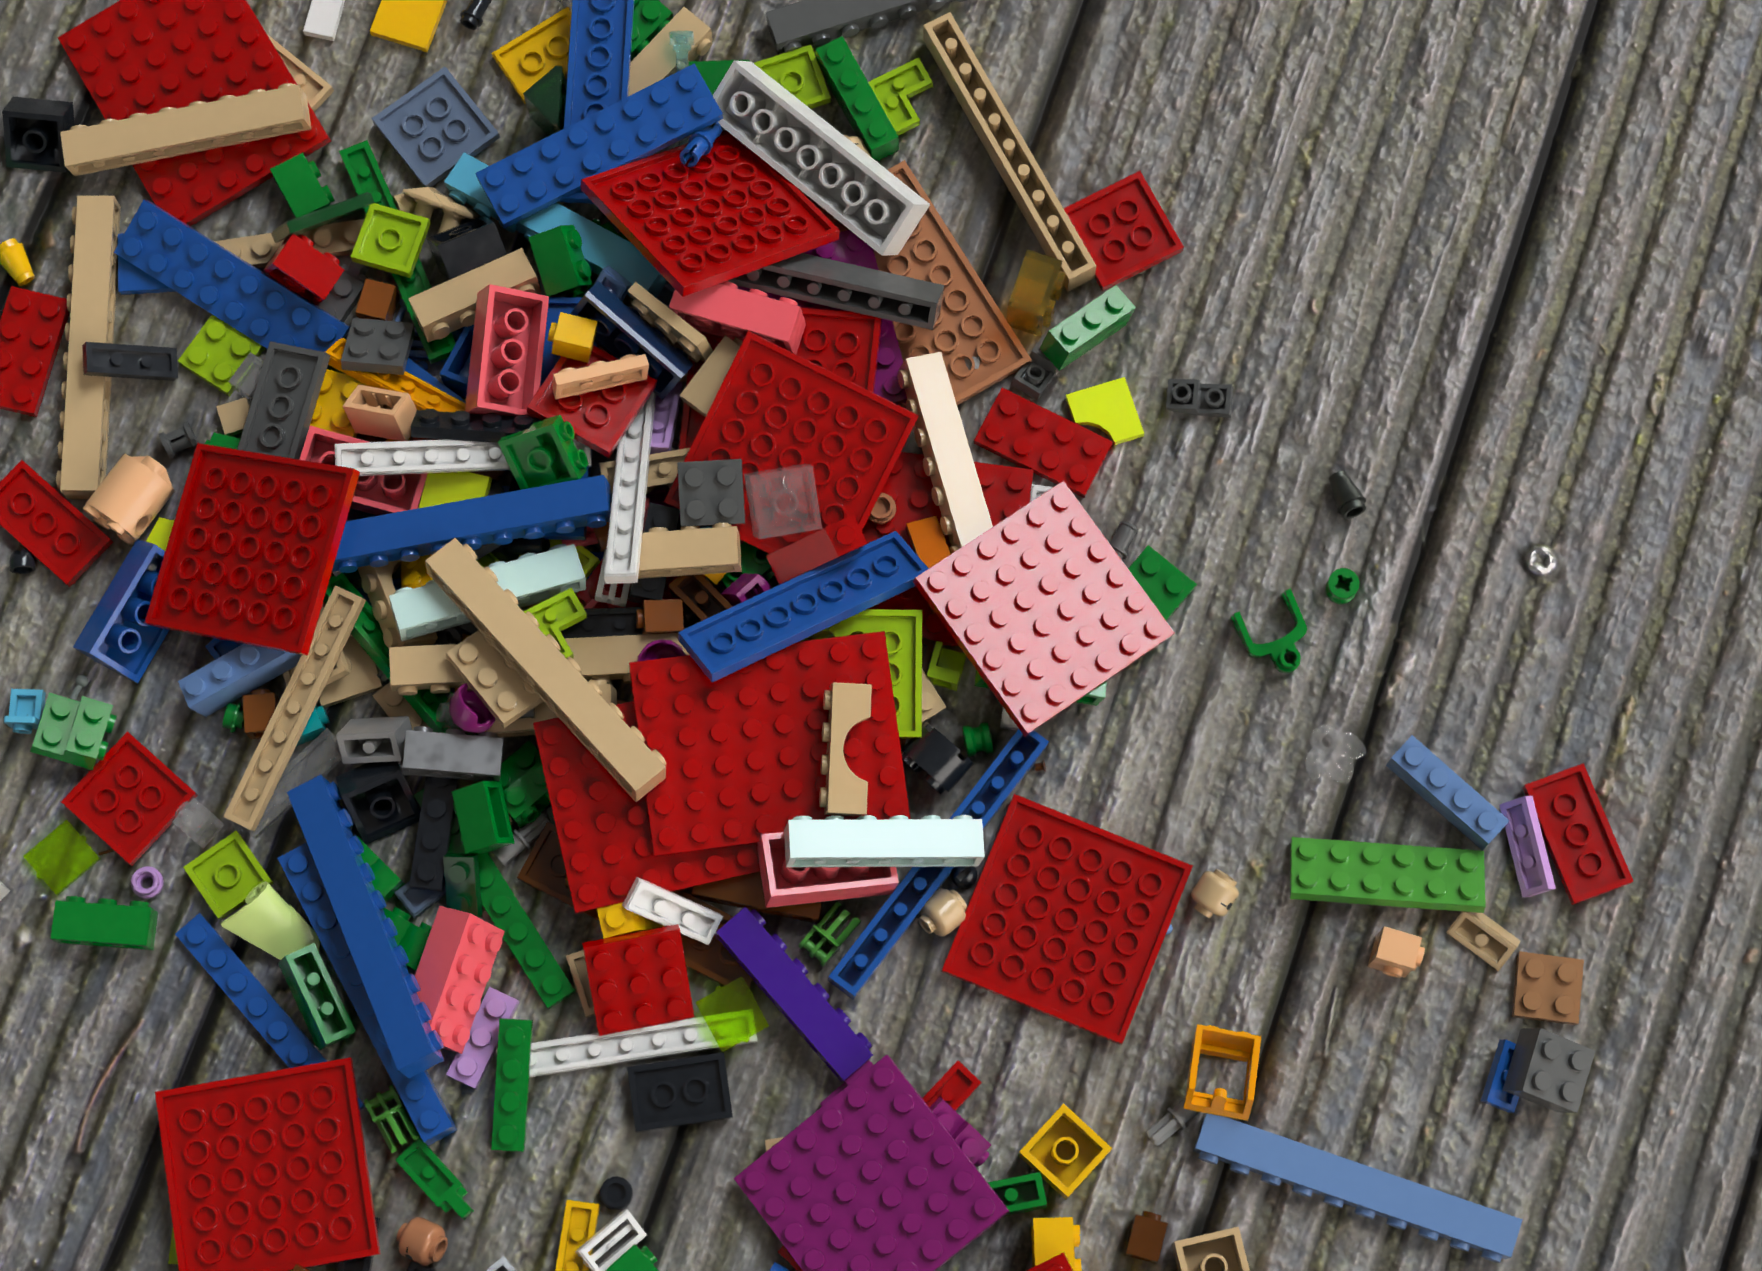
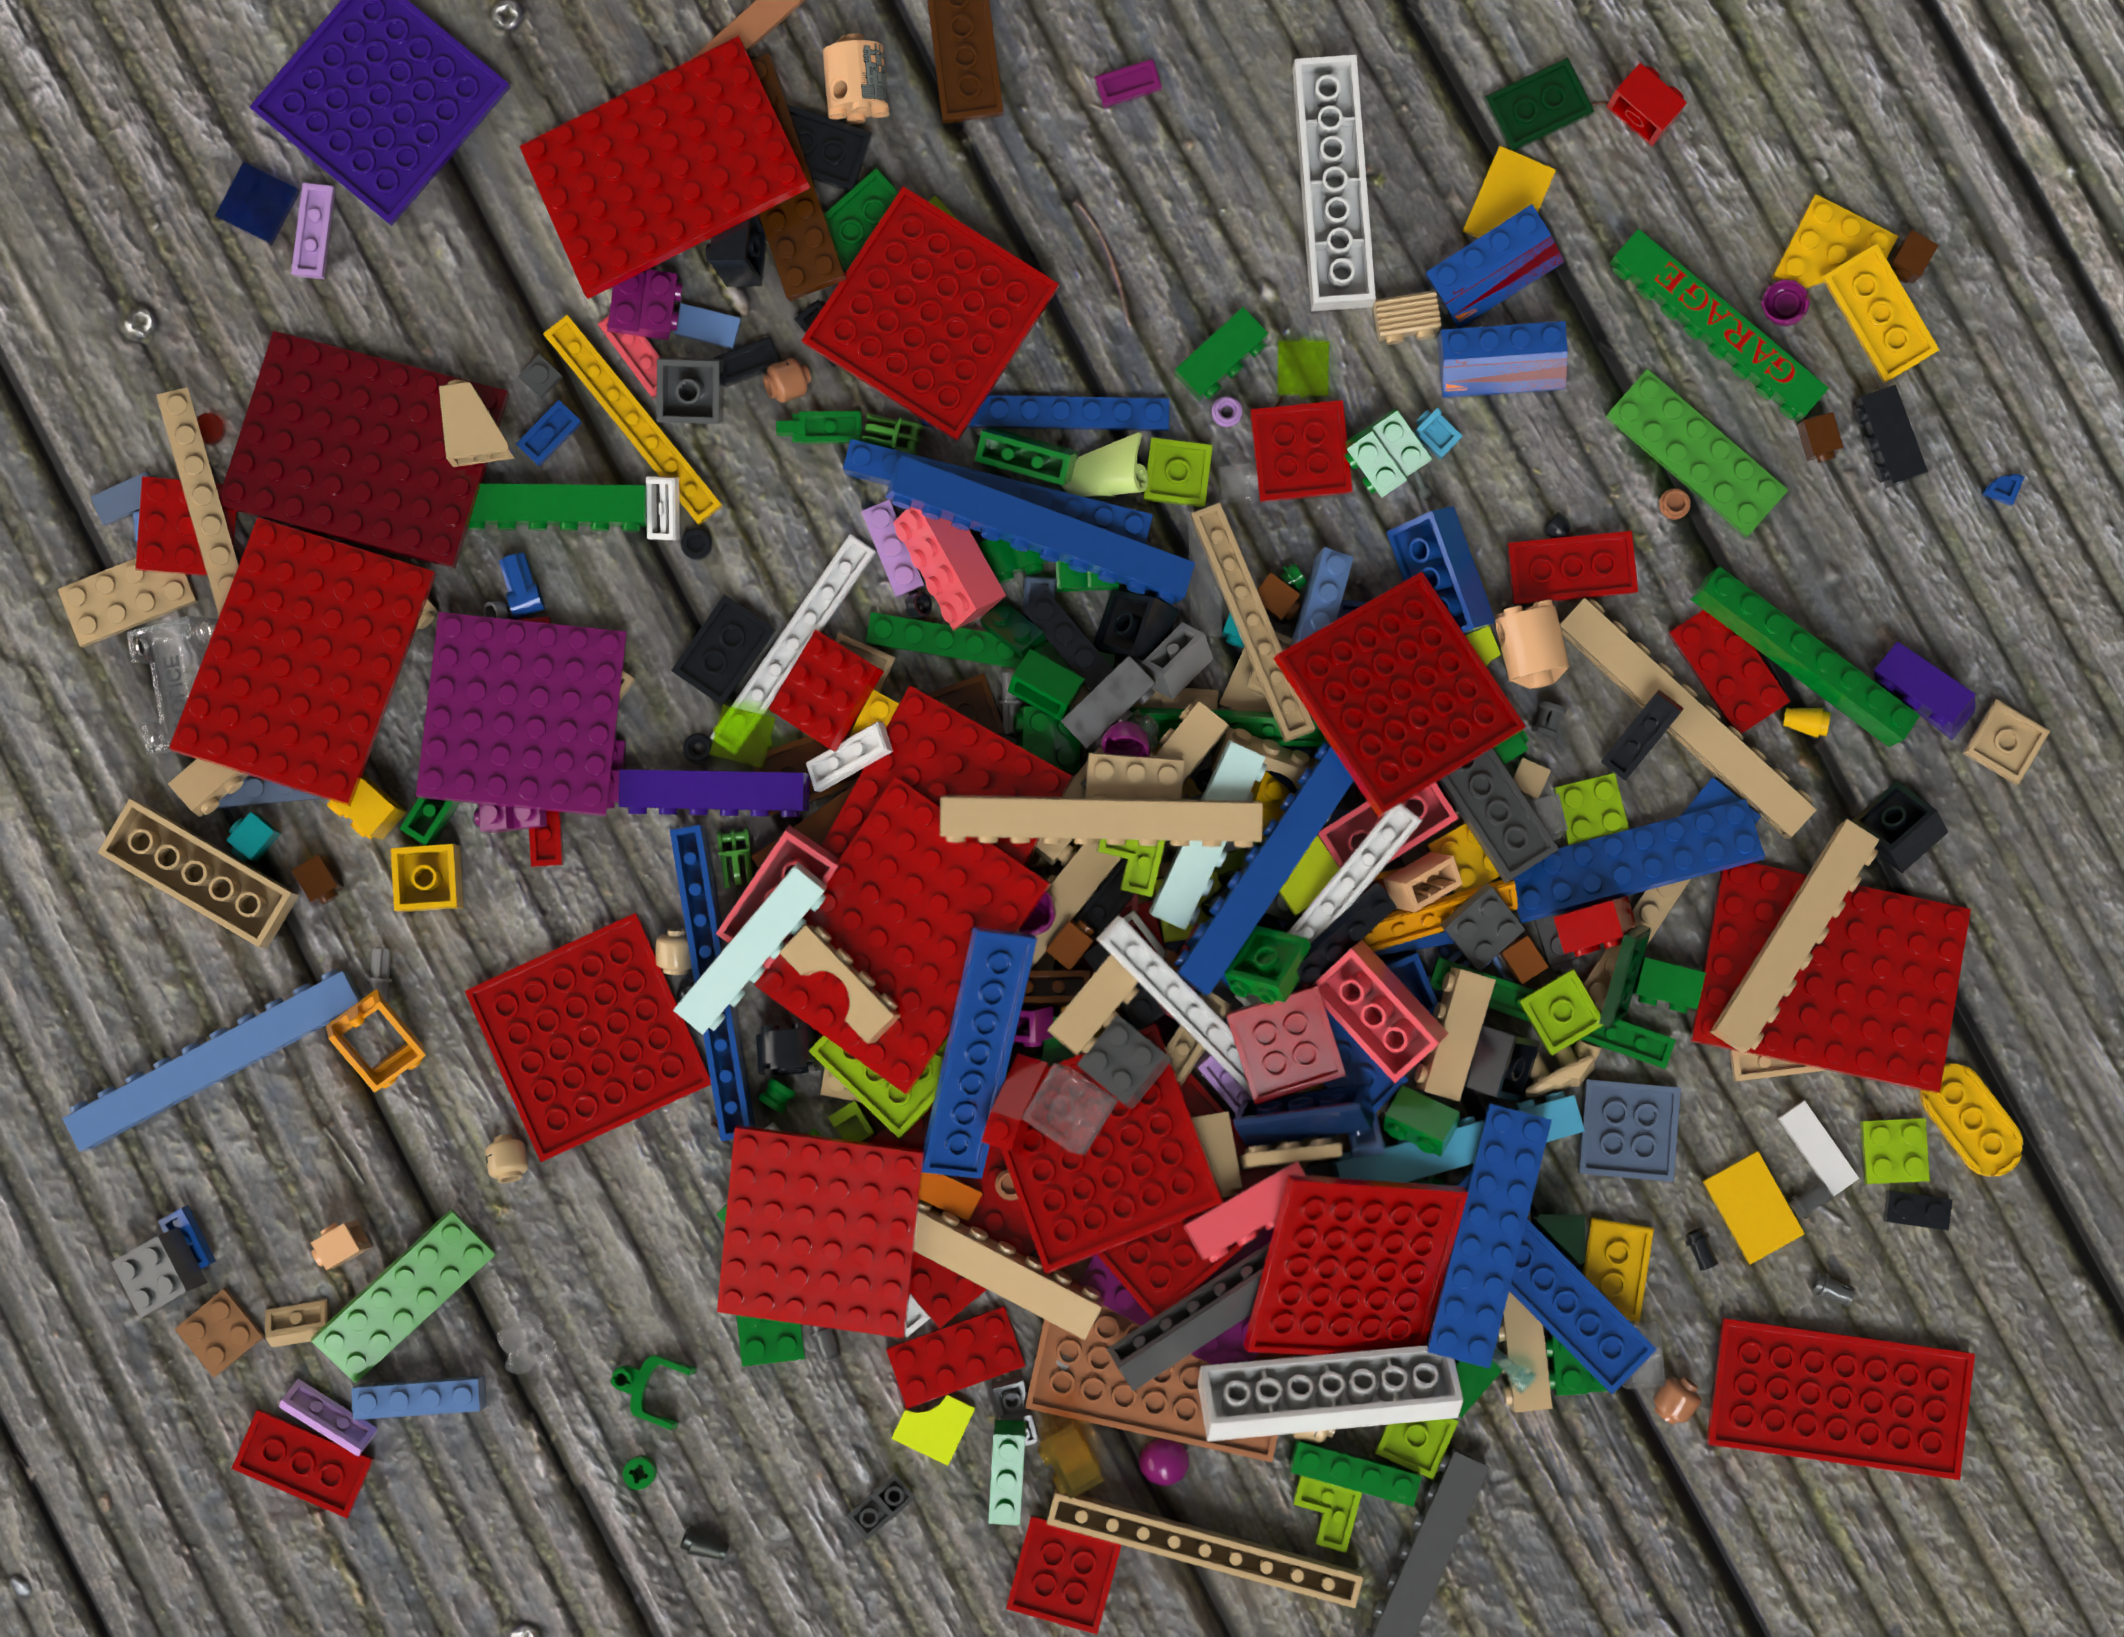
camera: 135 degrees right, 10 degrees up
(509, 976) = (918, 598): none -> black hinge
(512, 1084) = (838, 538): green plate -> none
(573, 337) = (1342, 1070): yellow brick -> none
(600, 376) = (1292, 1062): light nougat plate -> none
(700, 144) = (1421, 1313): blue pin -> none
(773, 1031) = (689, 744): none -> black plate
(976, 234) = (1164, 1461): none -> magenta hair

